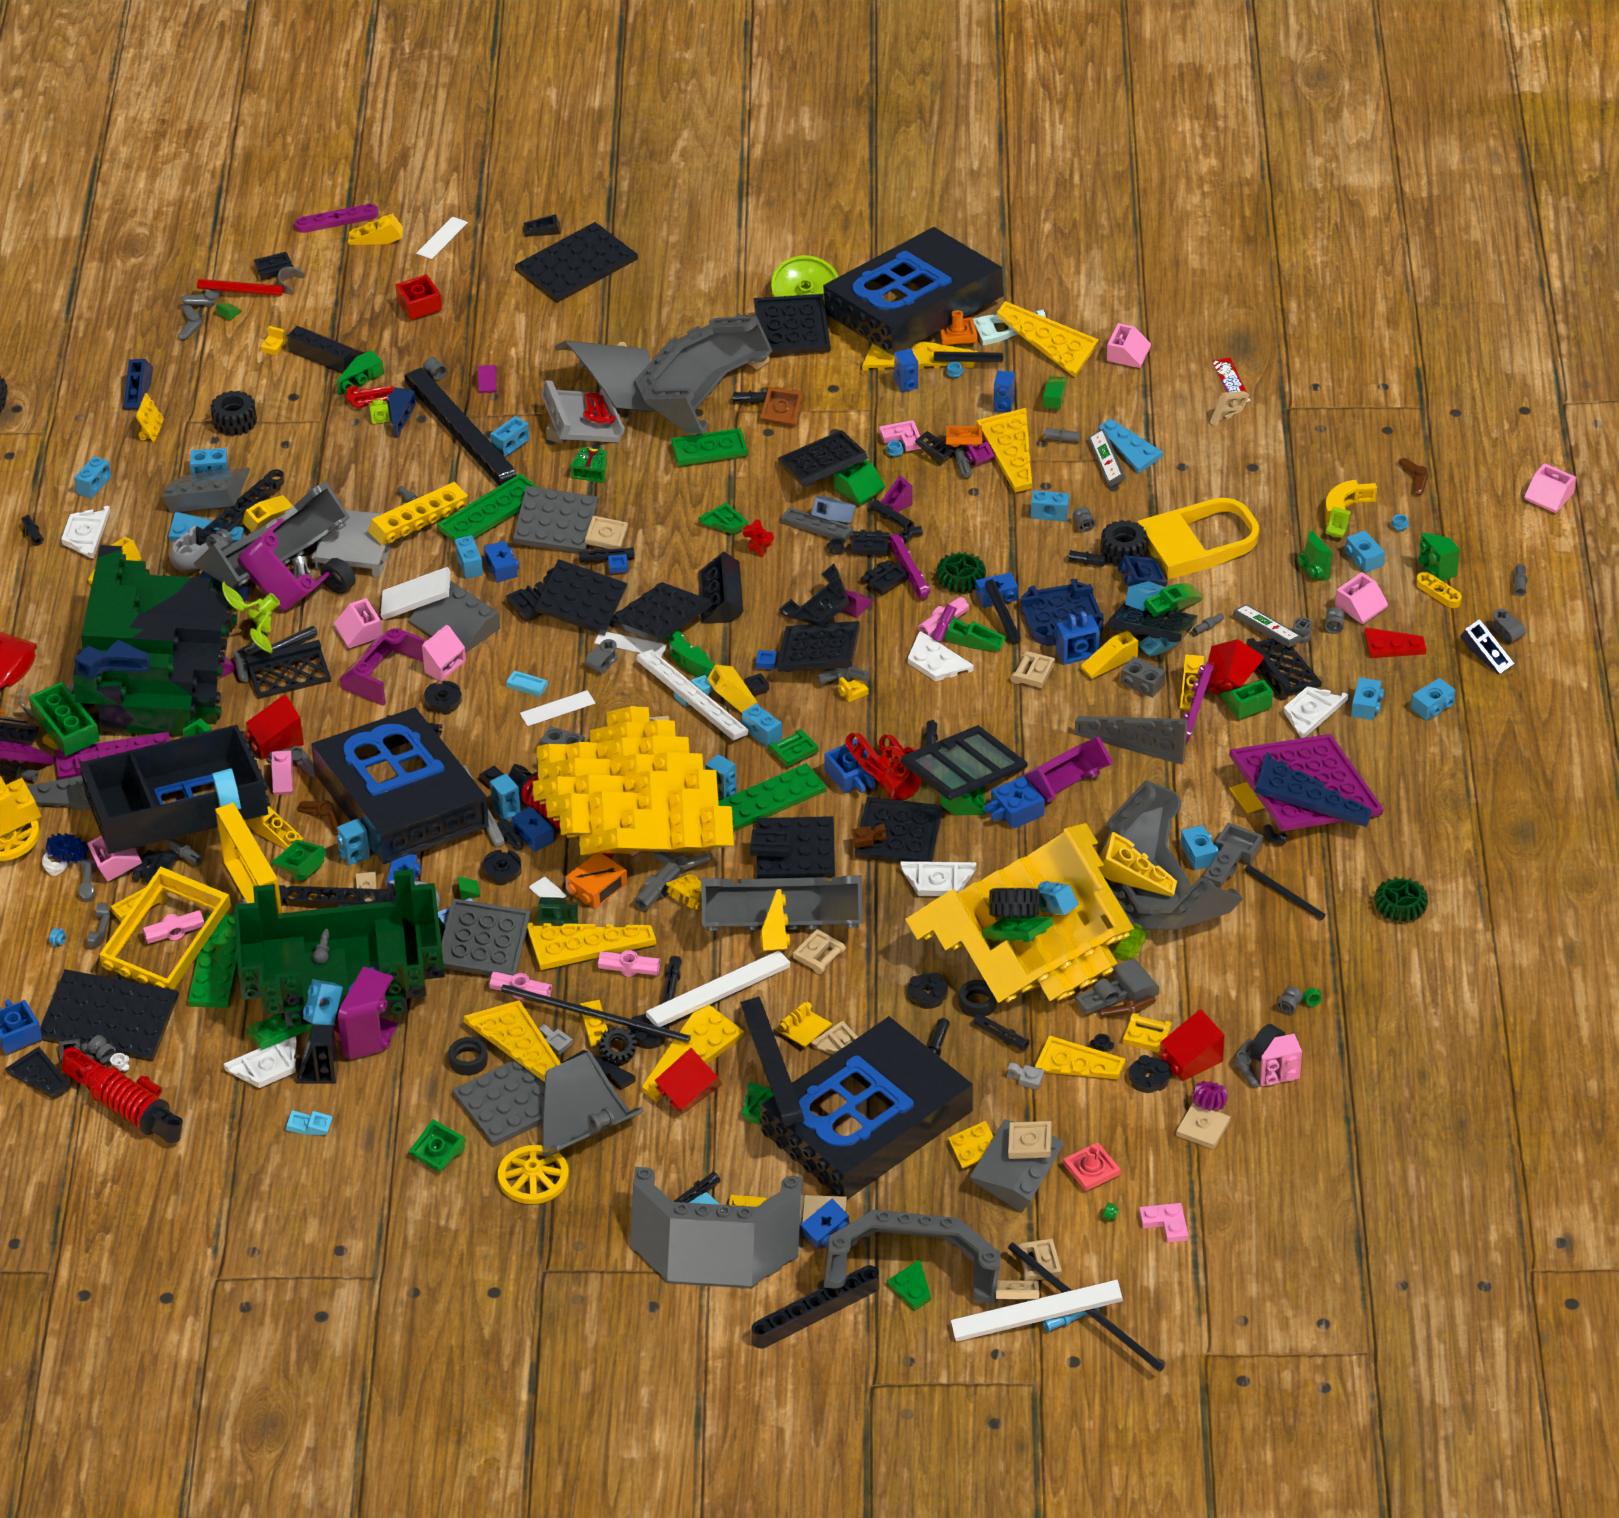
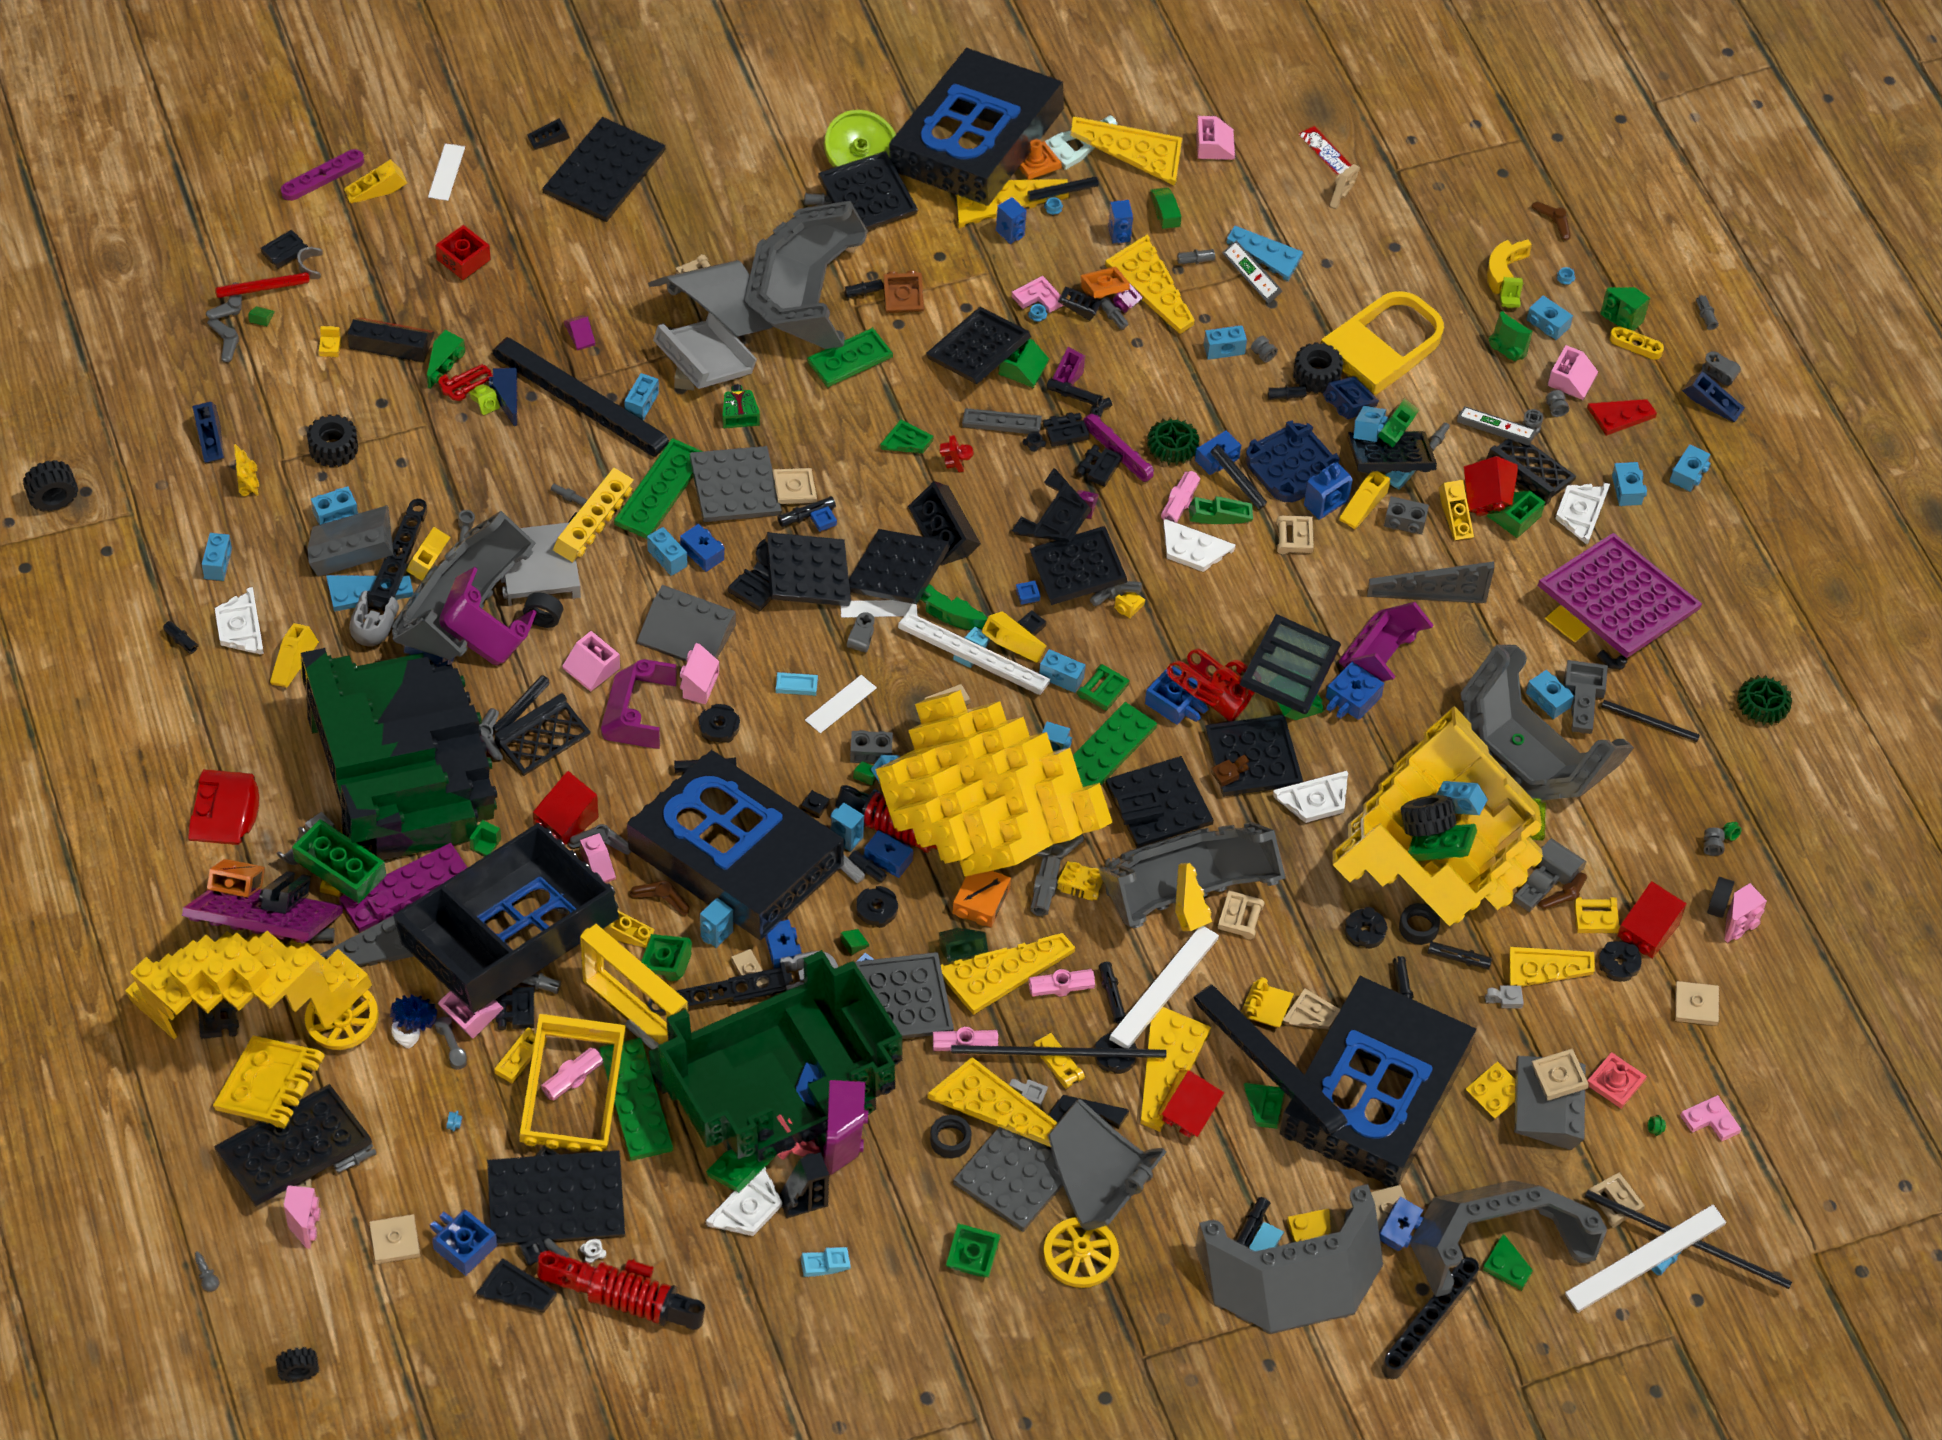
camera: 25 degrees left, 10 degrees up
(96, 938) = (489, 1077): dark grey bar -> none
(101, 1048) = (571, 1242): dark grey wheel -> none
(117, 658) = (394, 786): dark blue arch -> none
(220, 534) = (401, 602): dark grey wheel -> none
(226, 788) = (580, 910): medium azure slope -> none
(261, 619) = (498, 673): lime plant -> none
(300, 566) = (497, 605): flat silver piece -> none
(321, 955) = (754, 1068): dark grey bar -> none
(327, 1011) = (799, 1130): dark azure brick -> none
(415, 593) = (636, 610): white tile -> none
(435, 368) = (520, 333): dark grey wheel -> none
(546, 888) = (933, 919): white sticker -> none
(589, 413) = (725, 347): red piece -> none
(620, 1034) = (1106, 1073): black tyre -> none
(833, 509) = (1013, 400): sand blue slope -> none
(930, 735) = (1232, 638): black axle -> none
(945, 620) = (1189, 503): magenta piece -> none
(1017, 1289) = (1619, 1240): tan plate -> none
(1102, 1042) = (1560, 935): black plate -> none
(1129, 867) = (1507, 738): yellow wedge -> none
(1199, 689) = (1475, 527): magenta piece -> none
(1209, 1096) = (1692, 970): magenta gear -> none
(1242, 1062) = (1702, 921): dark grey piece -> none
(1304, 791) = (1629, 608): dark blue wing -> none
(1550, 488) = (1691, 203): bright pink slope -> none

